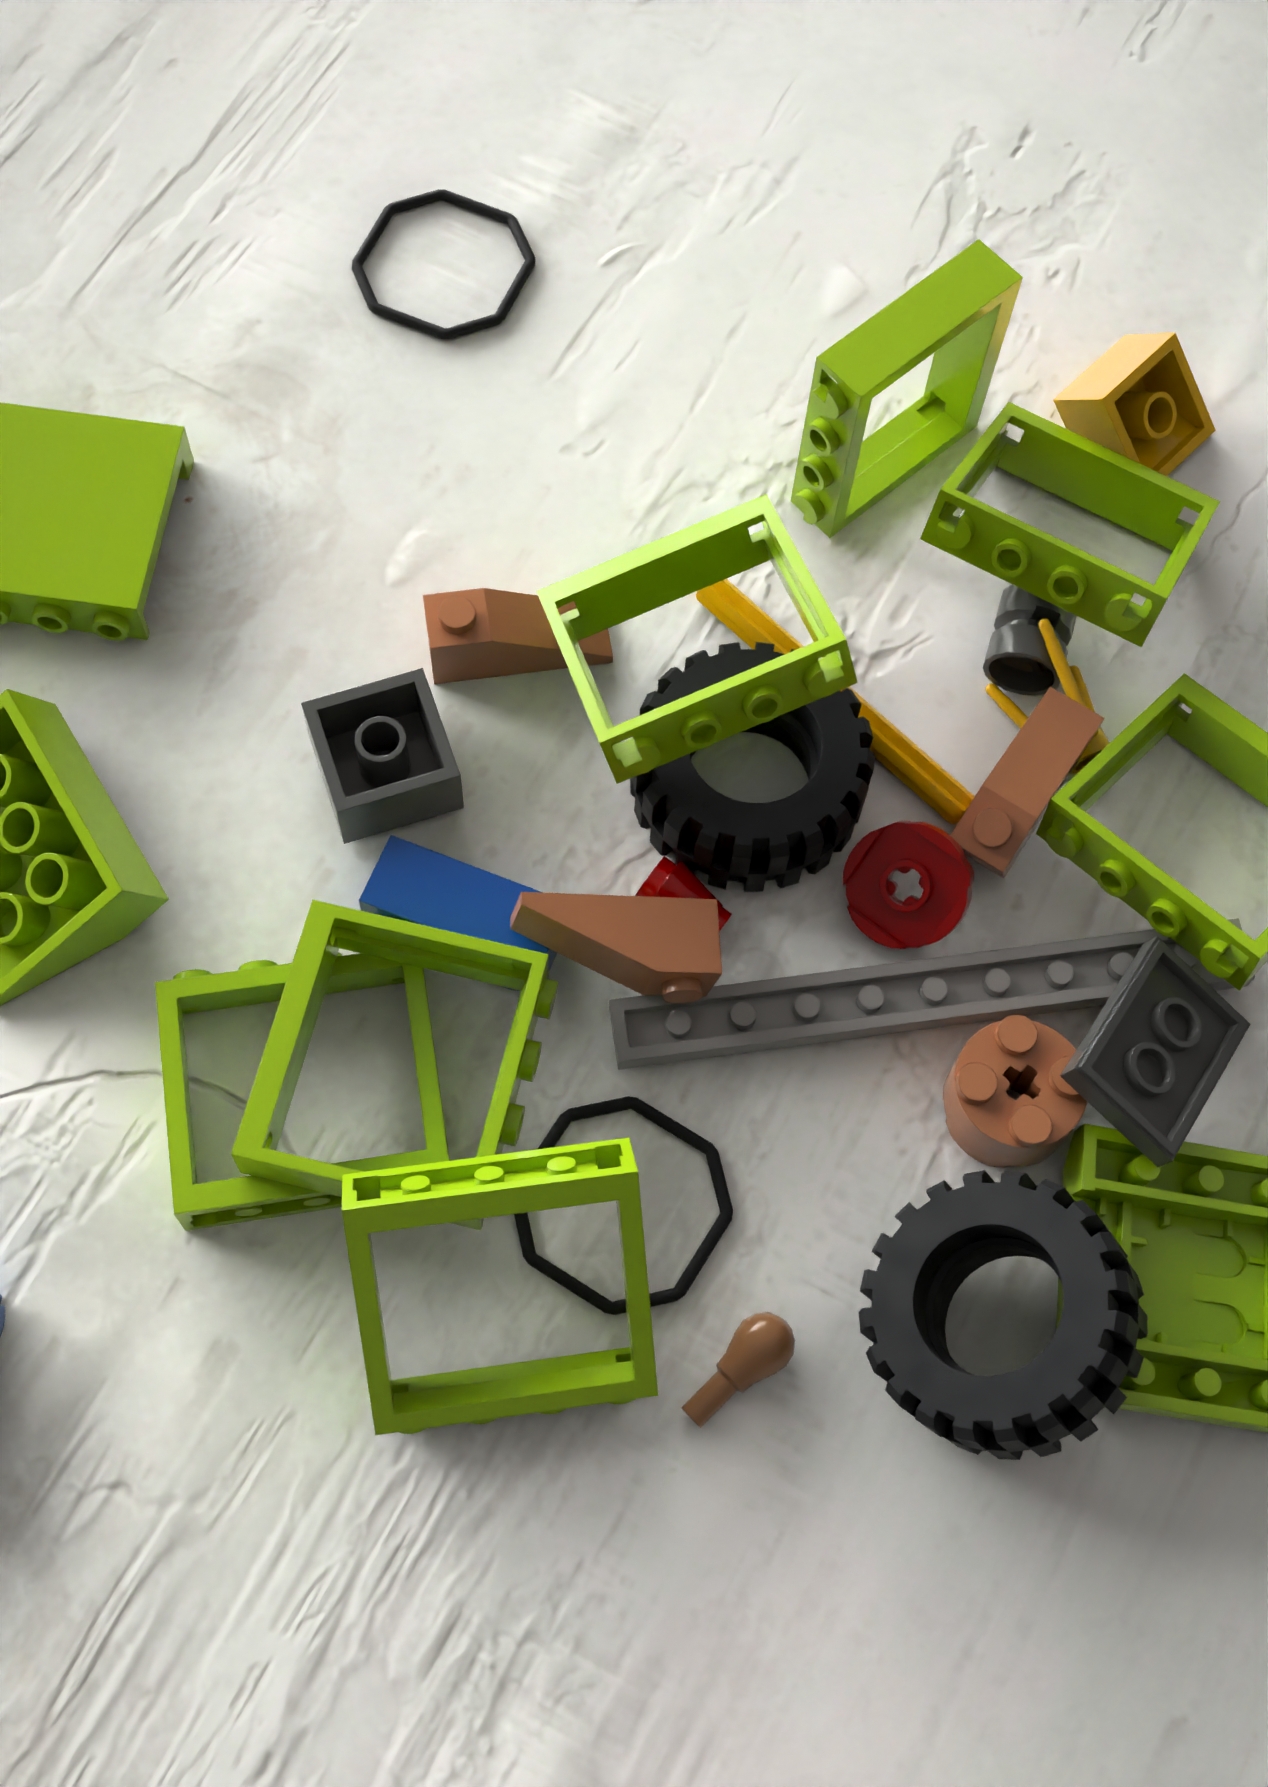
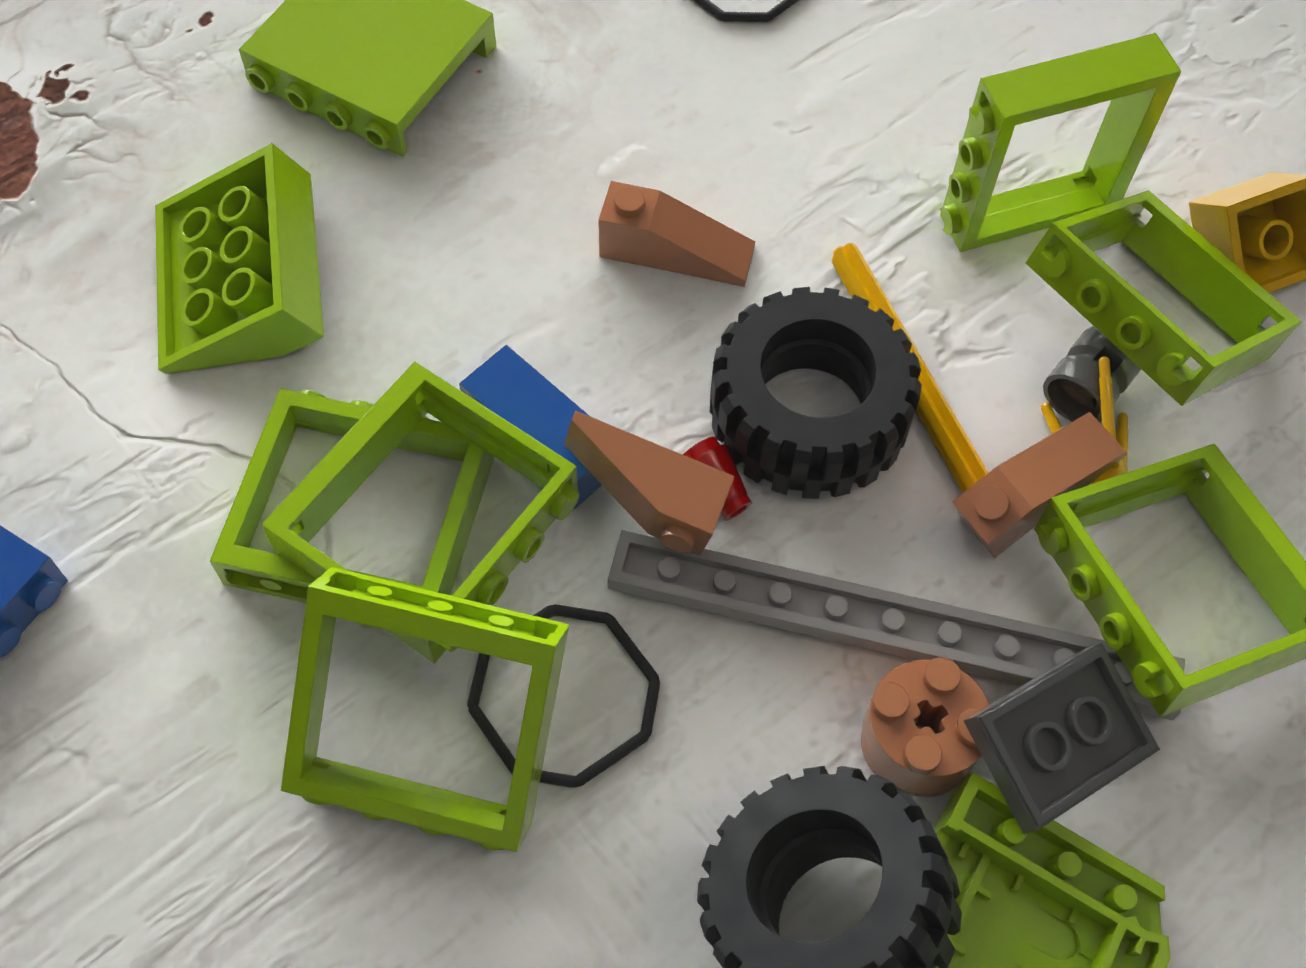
camera: 25 degrees right, 5 degrees down
(383, 755) = (528, 287): dark grey brick -> none
(670, 571) = (794, 222): lime window -> none
(756, 1351) = (616, 853): medium nougat piece -> none
(871, 890) = (936, 529): red plate -> none

